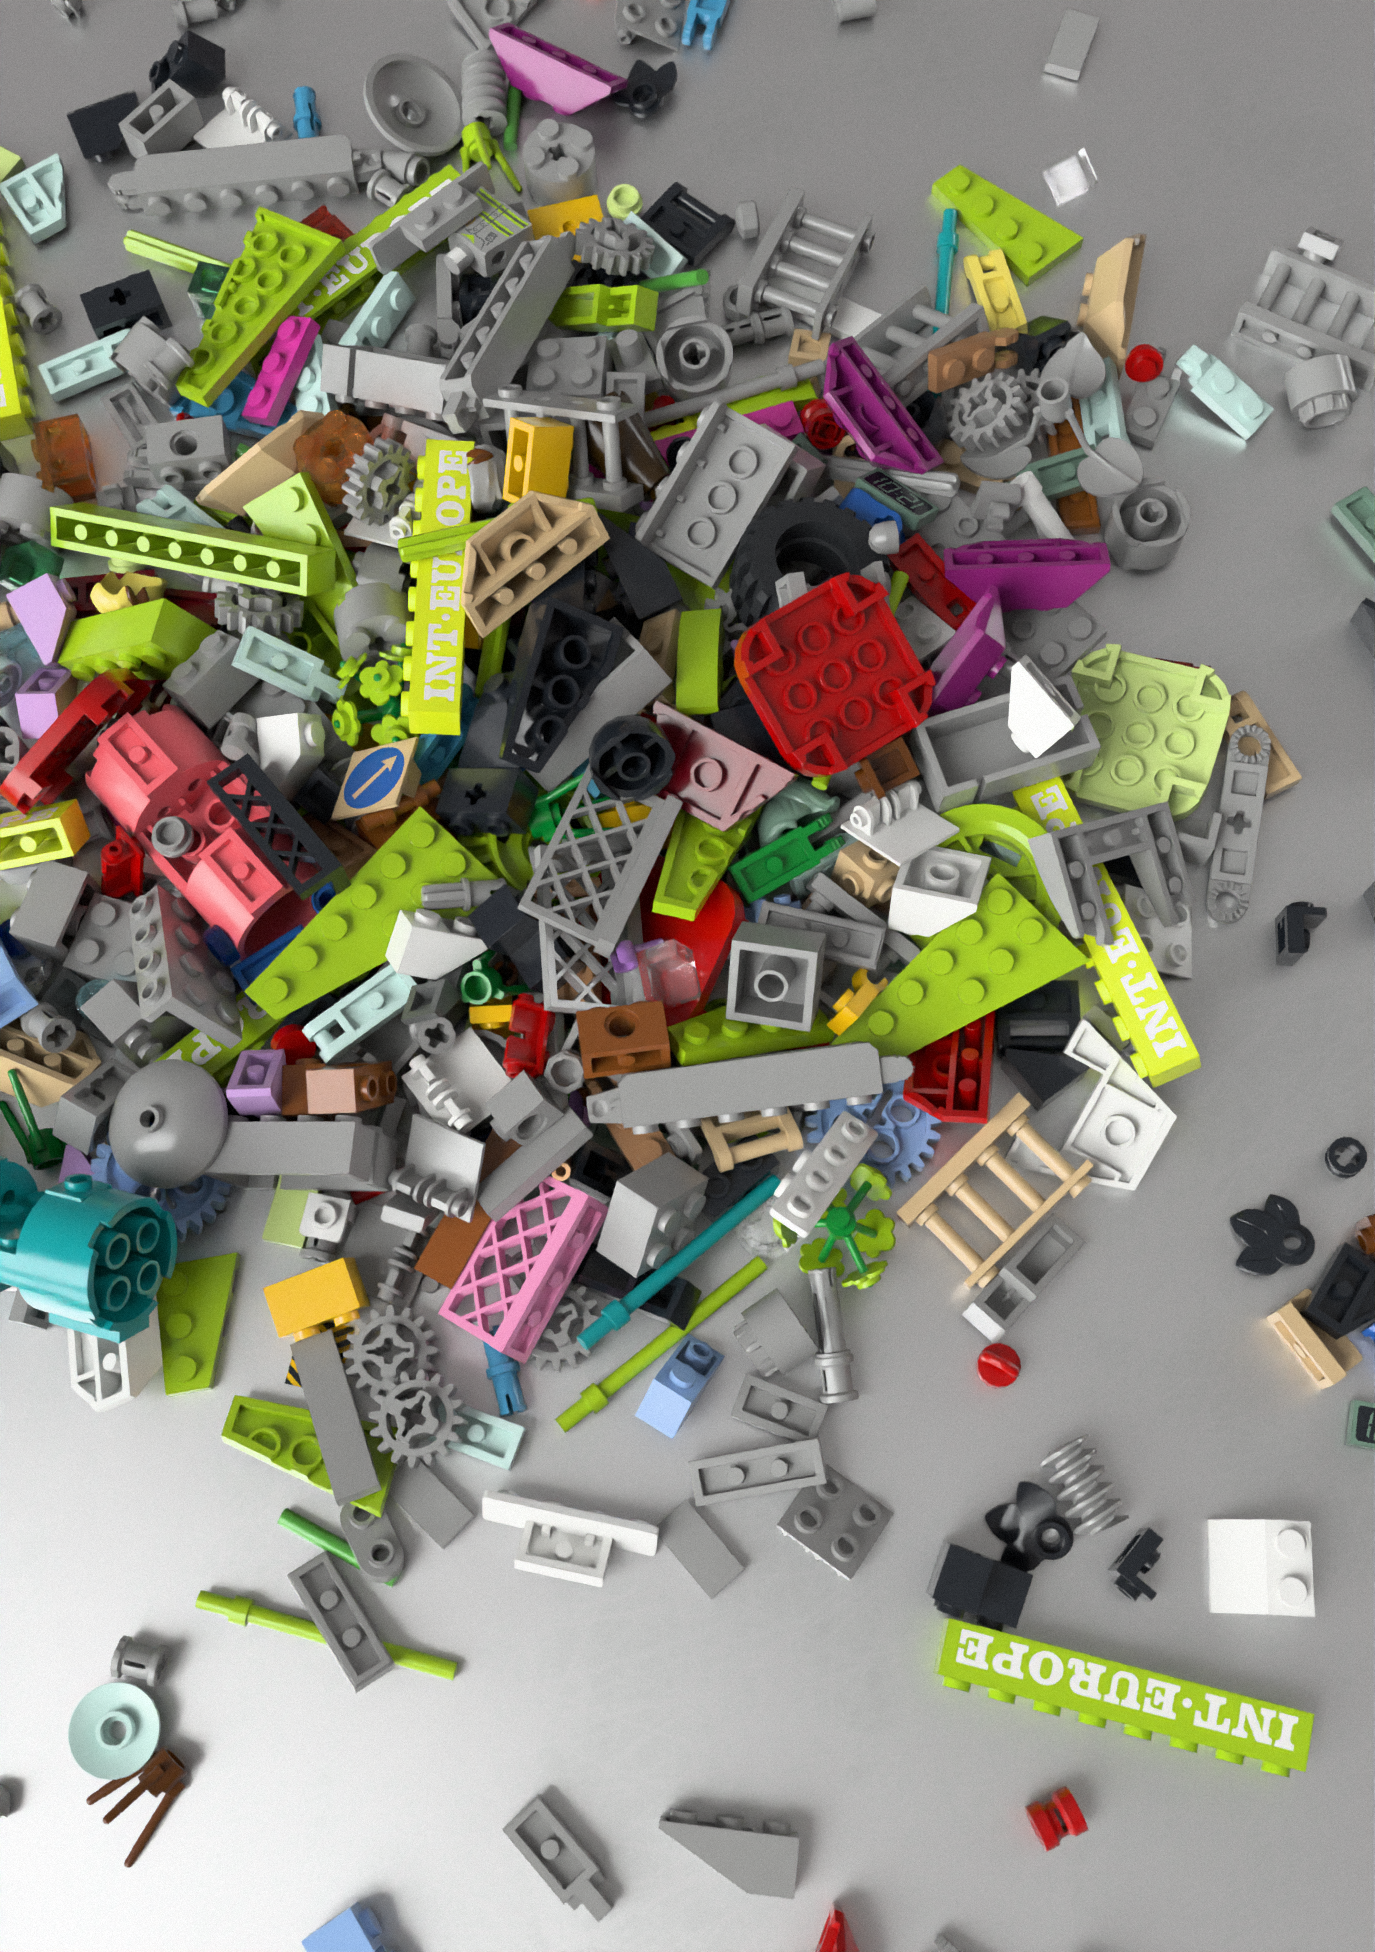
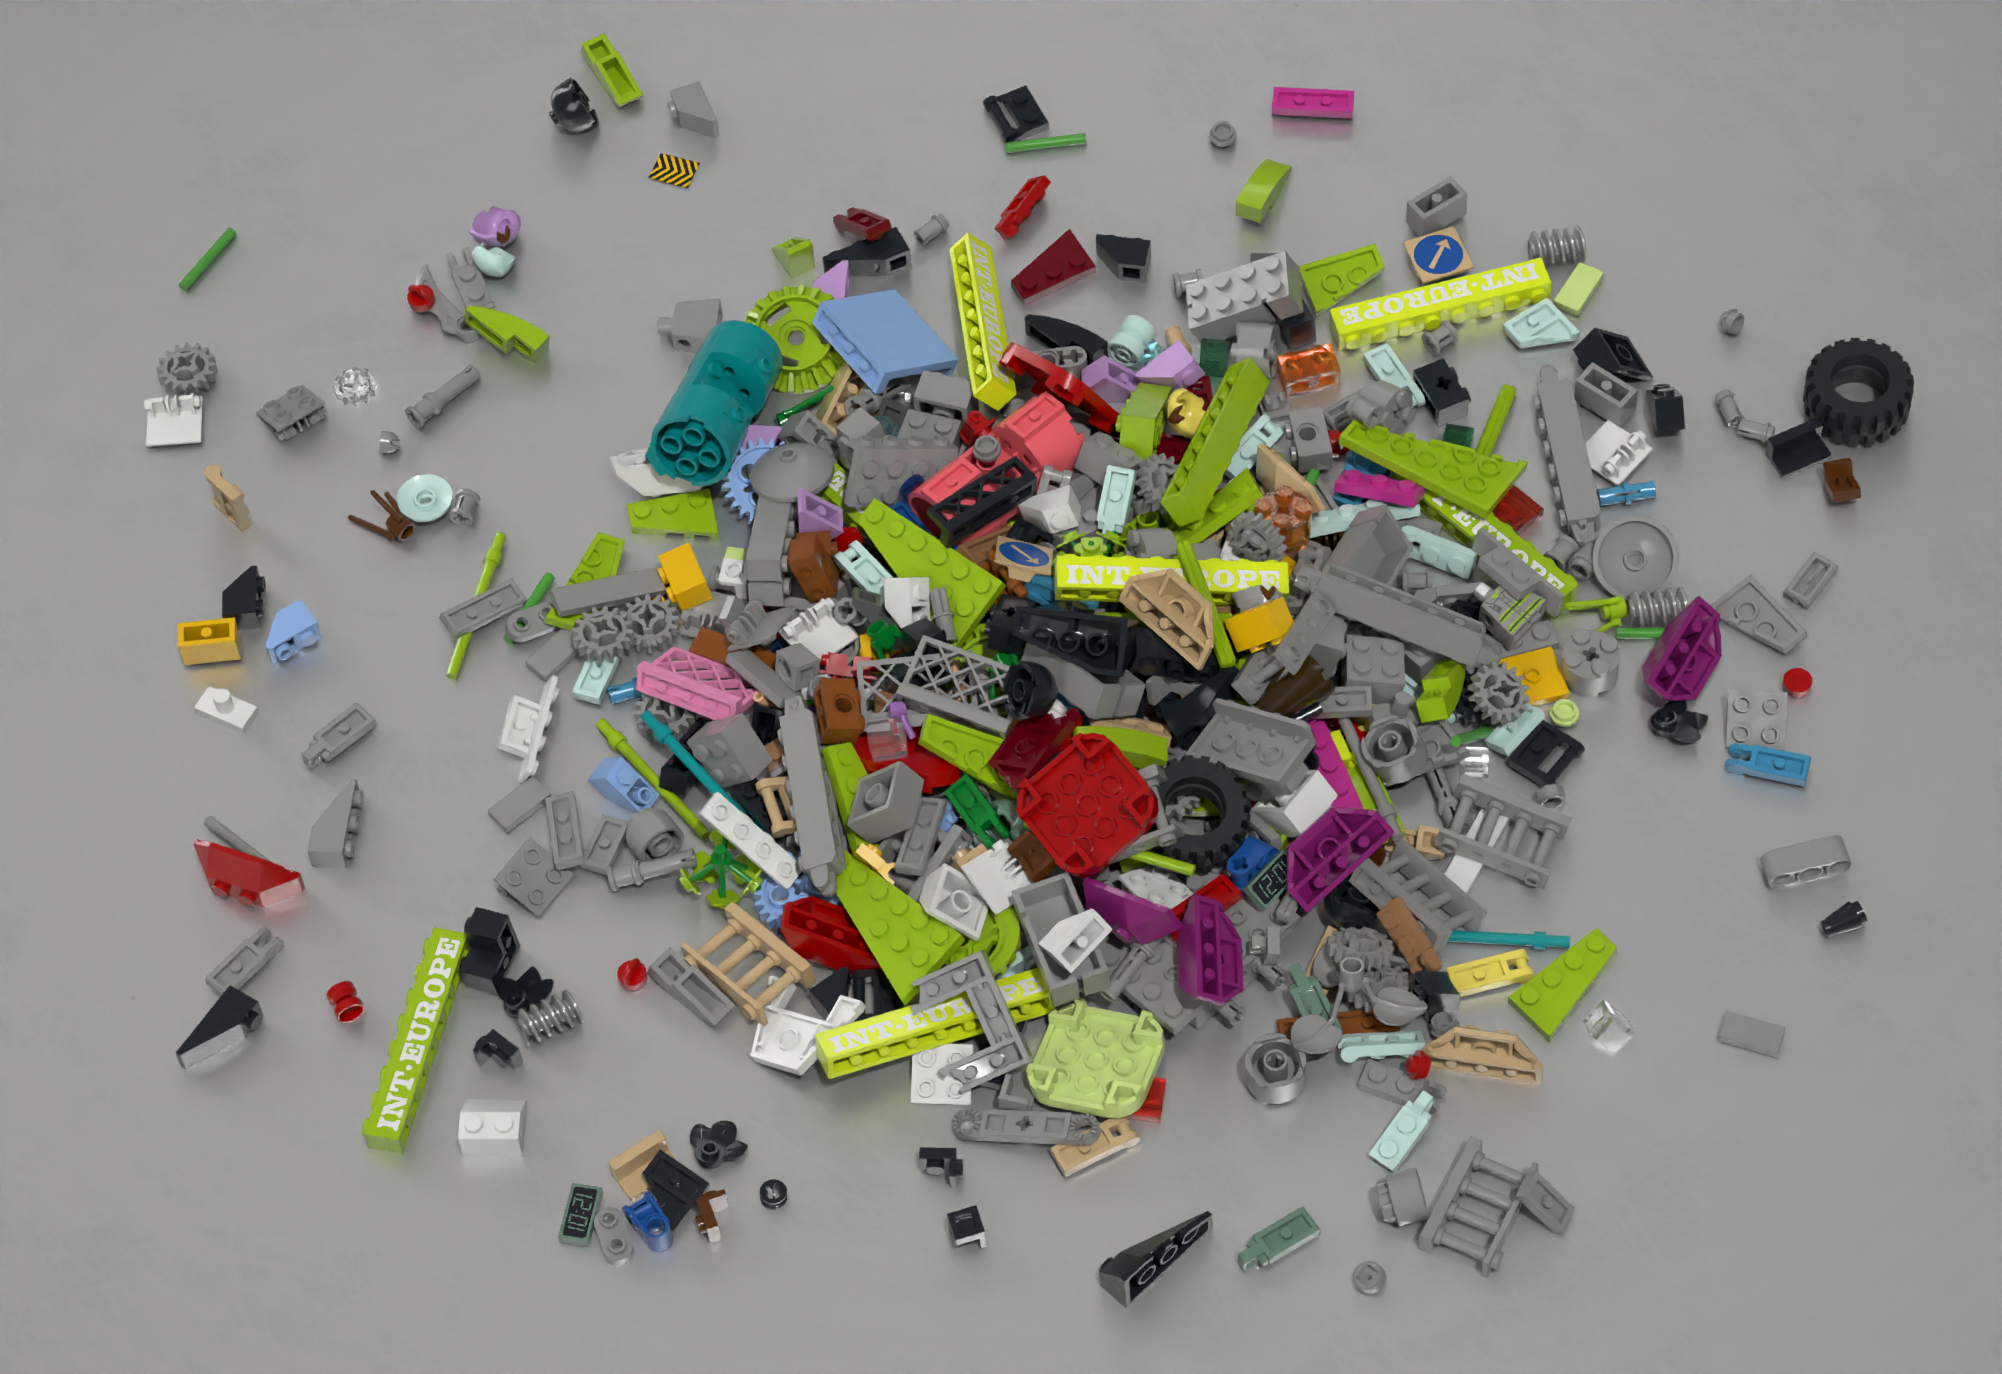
camera: 90 degrees right, 15 degrees down
(884, 538) = (1212, 849): light grey hinge -> none
(1039, 508) = (1285, 971): white plant -> none

